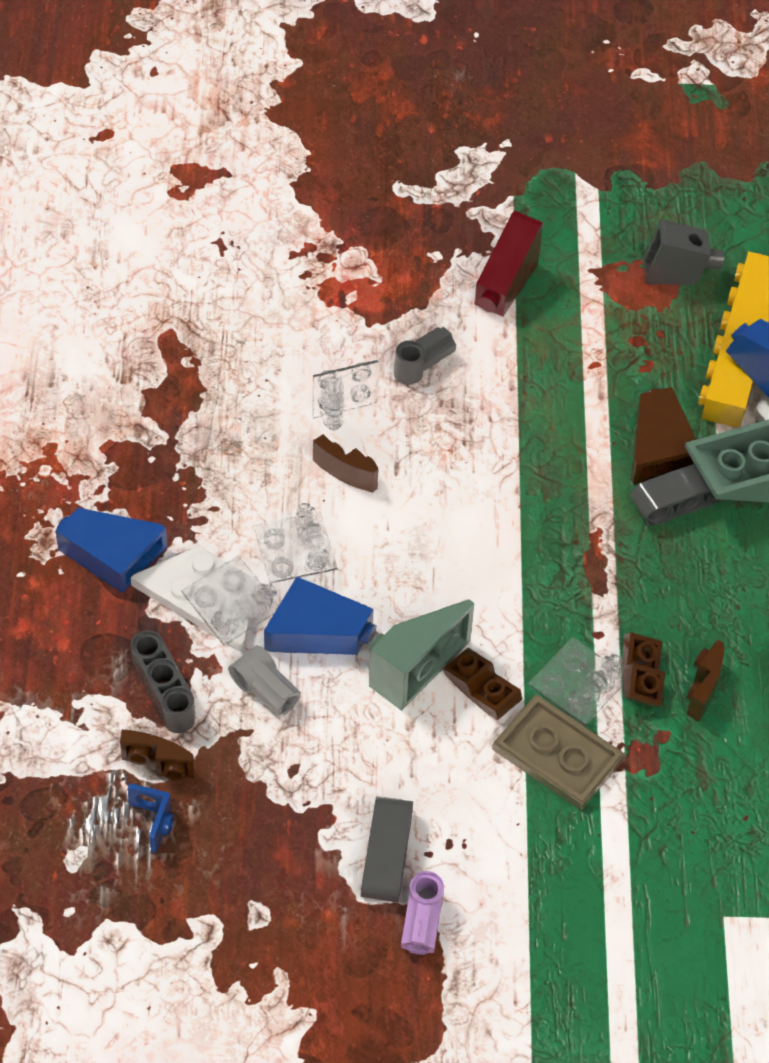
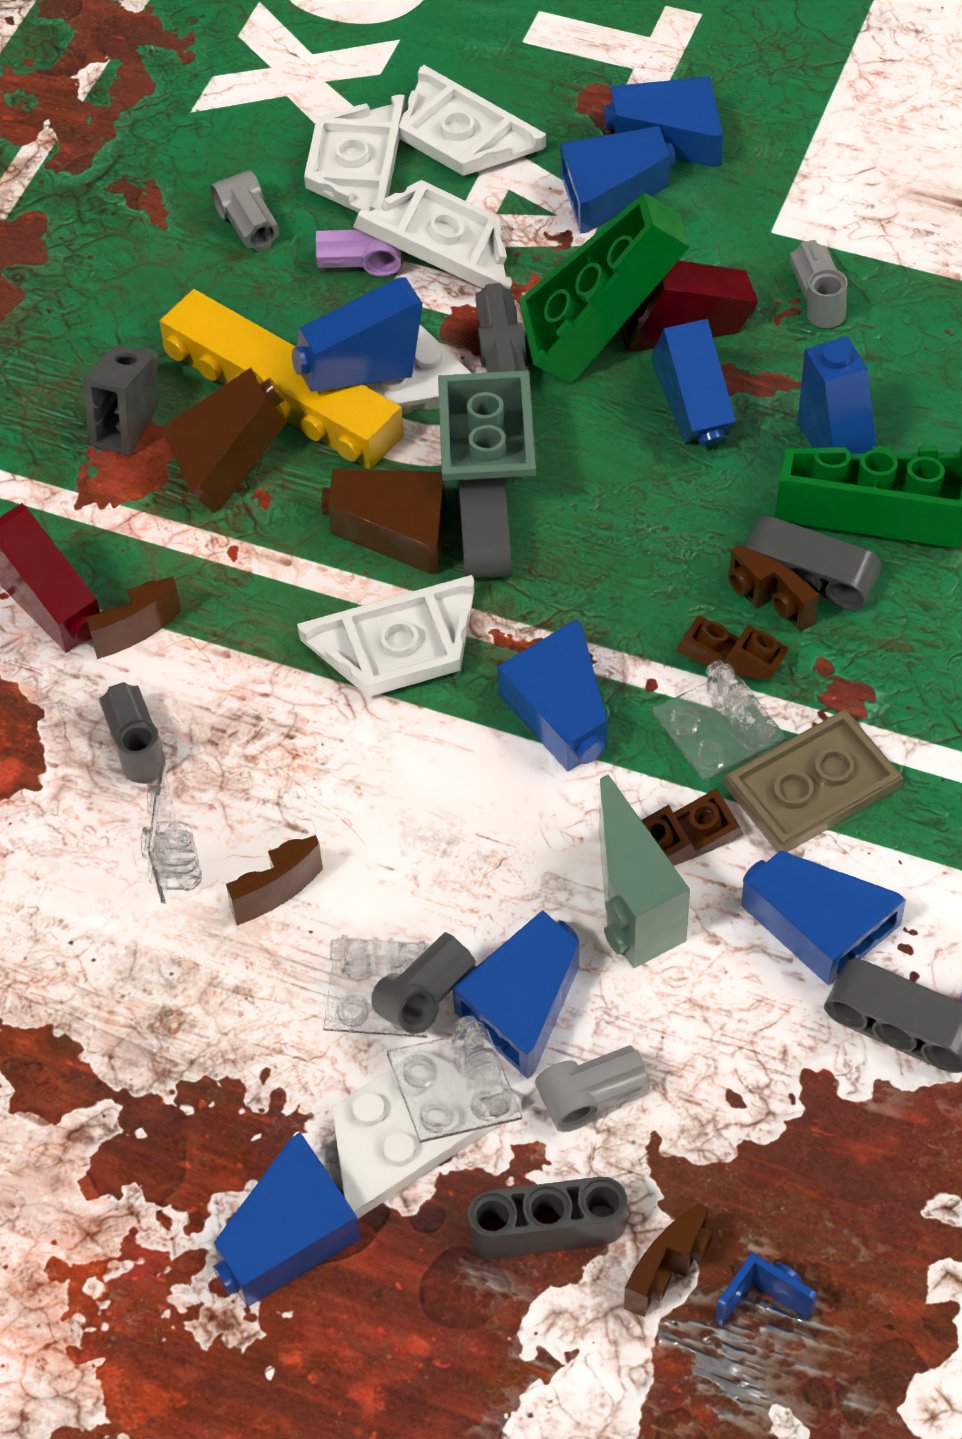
camera: 65 degrees left, 0 degrees up
(293, 561) = (422, 985): none -> dark grey piece
(444, 777) = (820, 911): none -> blue slope
(513, 329) = (149, 610): none -> reddish brown slope
(556, 577) = (558, 696): none -> blue slope
(563, 474) = (396, 638): none -> white wing
(669, 321) = (225, 436): none -> reddish brown slope
(741, 699) = (833, 568): none -> dark grey beam

